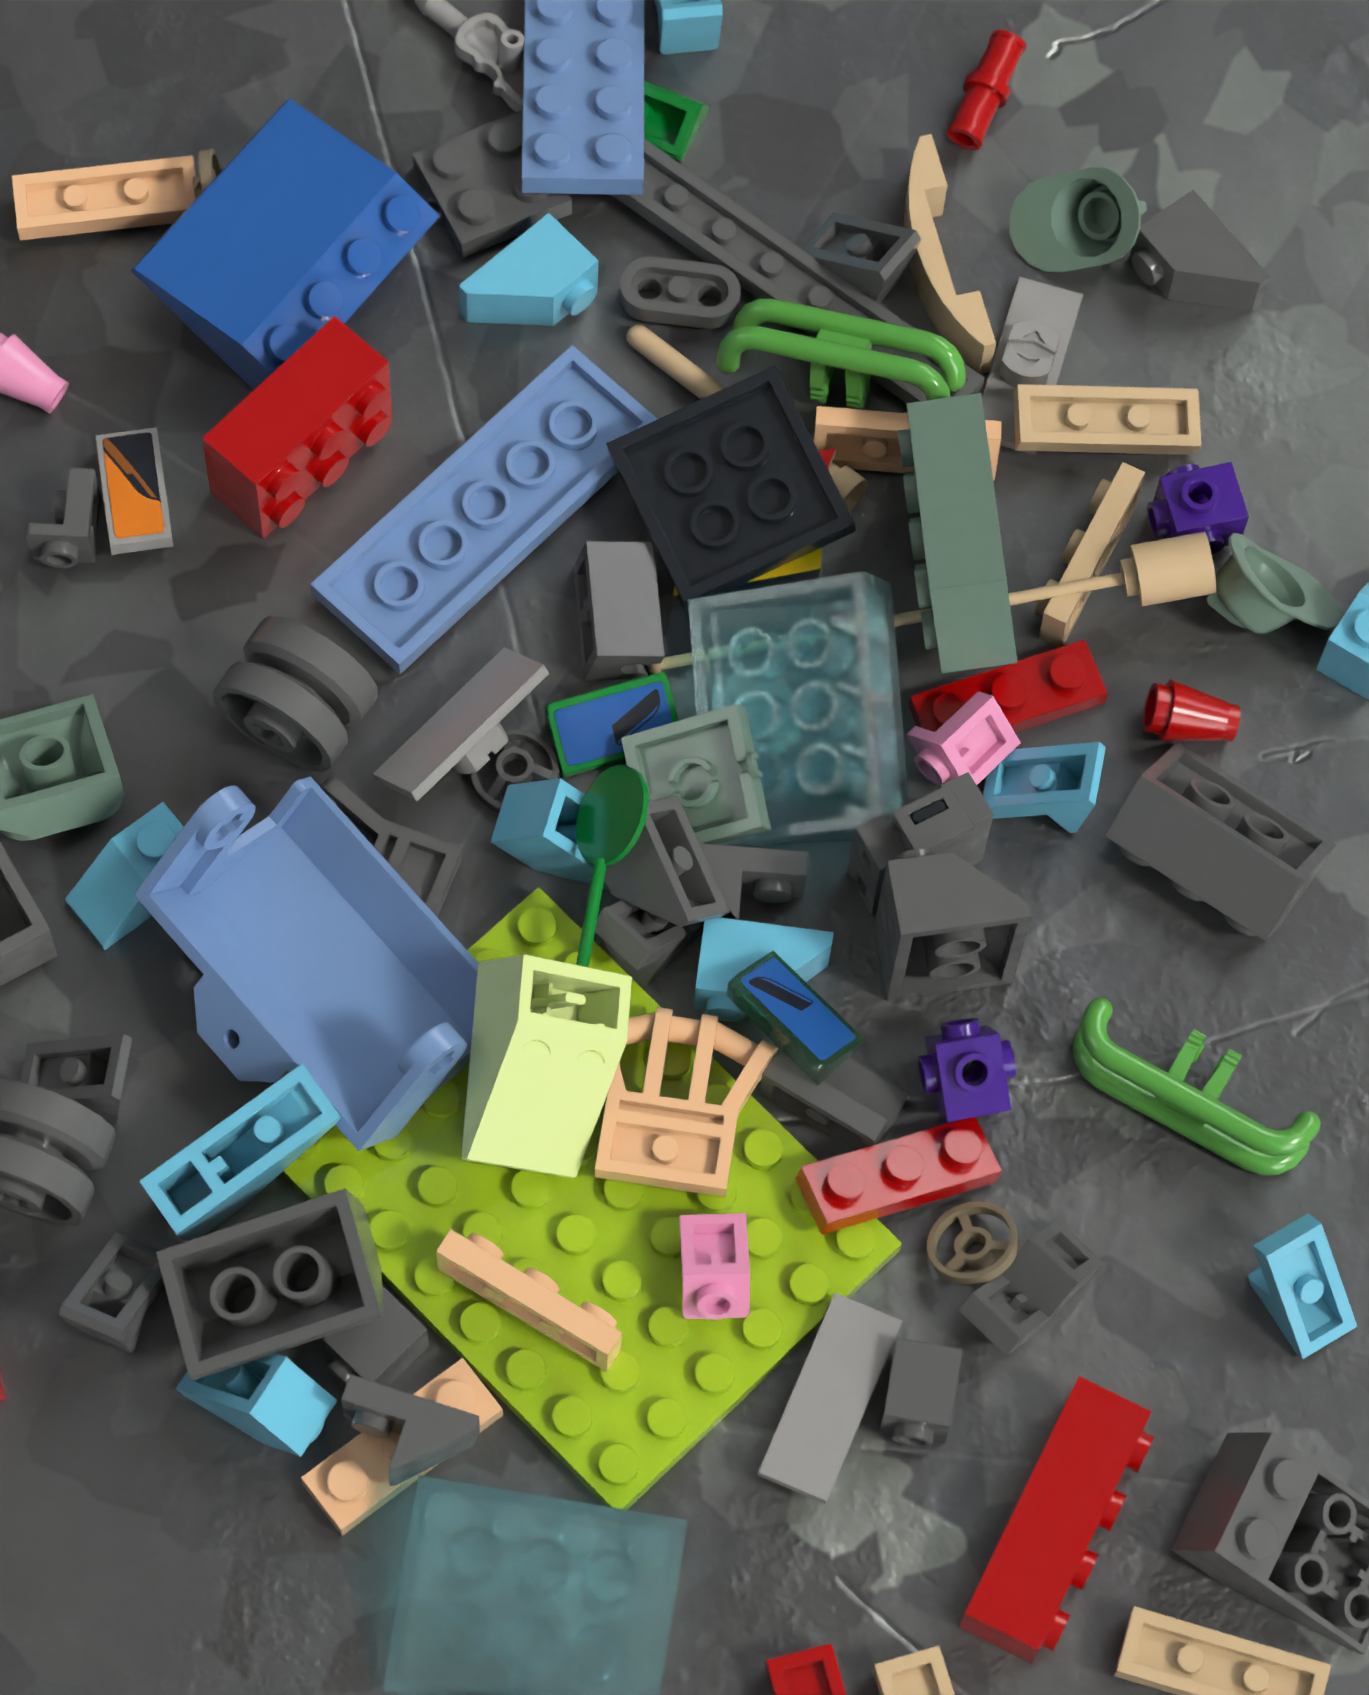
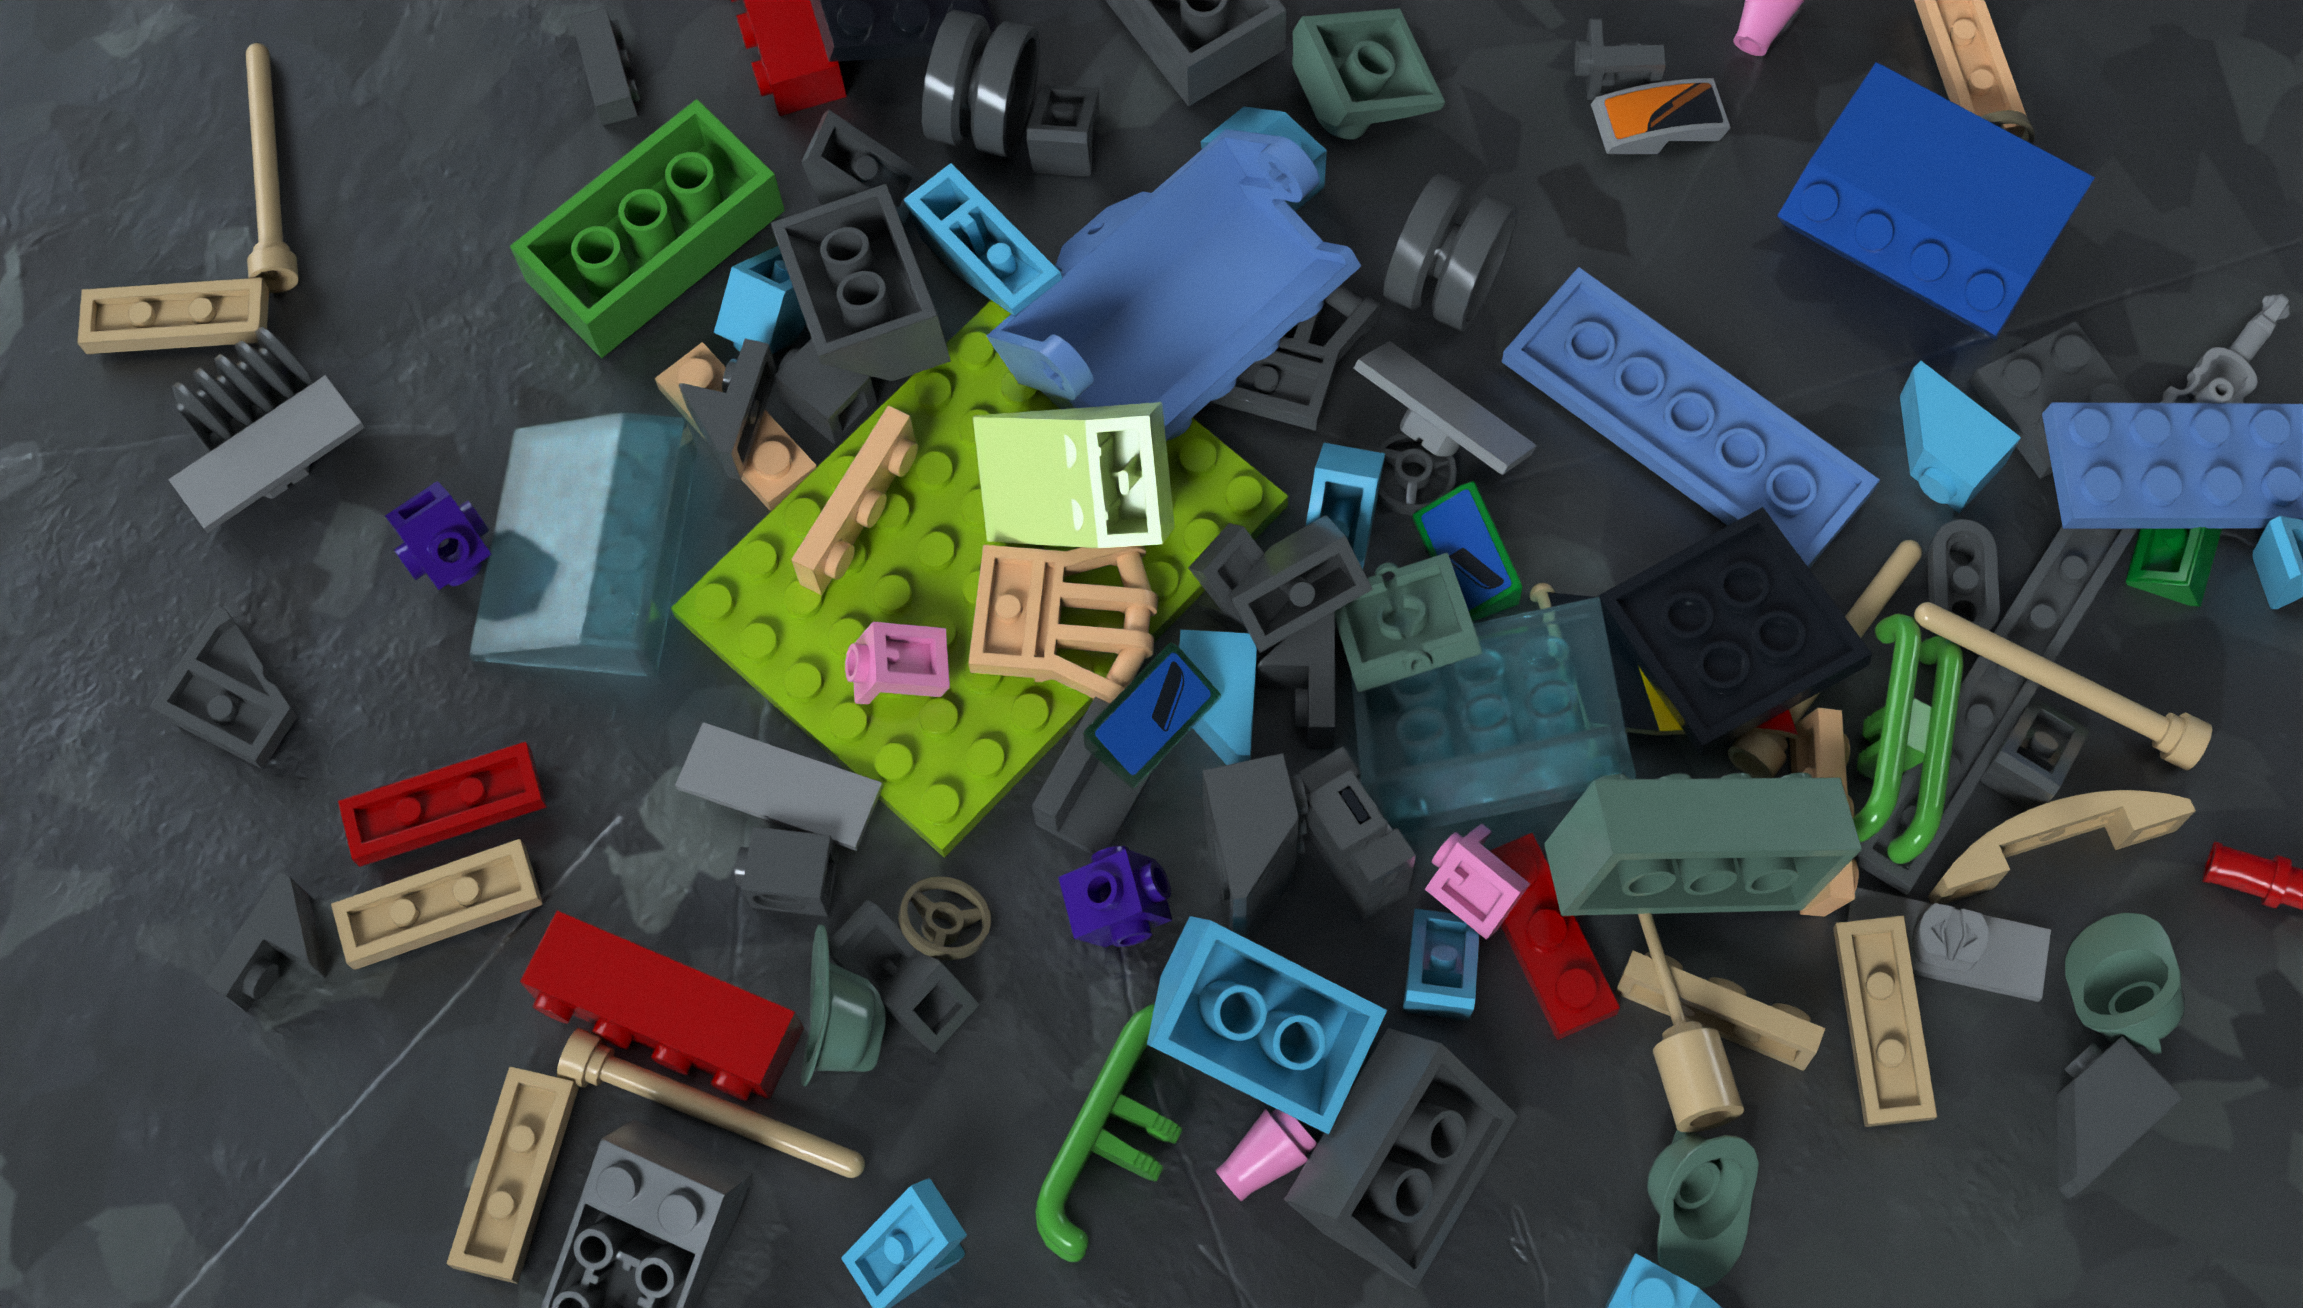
camera: 95 degrees right, 0 degrees up
(164, 1524) = (648, 228): none -> bright green brick
(299, 428) = (1736, 231): red brick -> none
(606, 831) = (1316, 523): green piece -> none
(618, 609) = (1590, 542): hinge -> none
(846, 142) = (2178, 738): none -> tan piece
(898, 1174) = (1006, 838): plate -> none
(1071, 1342) = (844, 1017): none -> sand green piece
(1107, 938) = (1261, 1023): none -> medium azure slope
(1108, 1595) = (591, 1061): none -> tan piece
(1188, 714) = (1544, 1120): red cone -> none
(1198, 501) = (1786, 1117): dark purple brick -> none
(1214, 957) = (1267, 1152): none -> bright pink cone

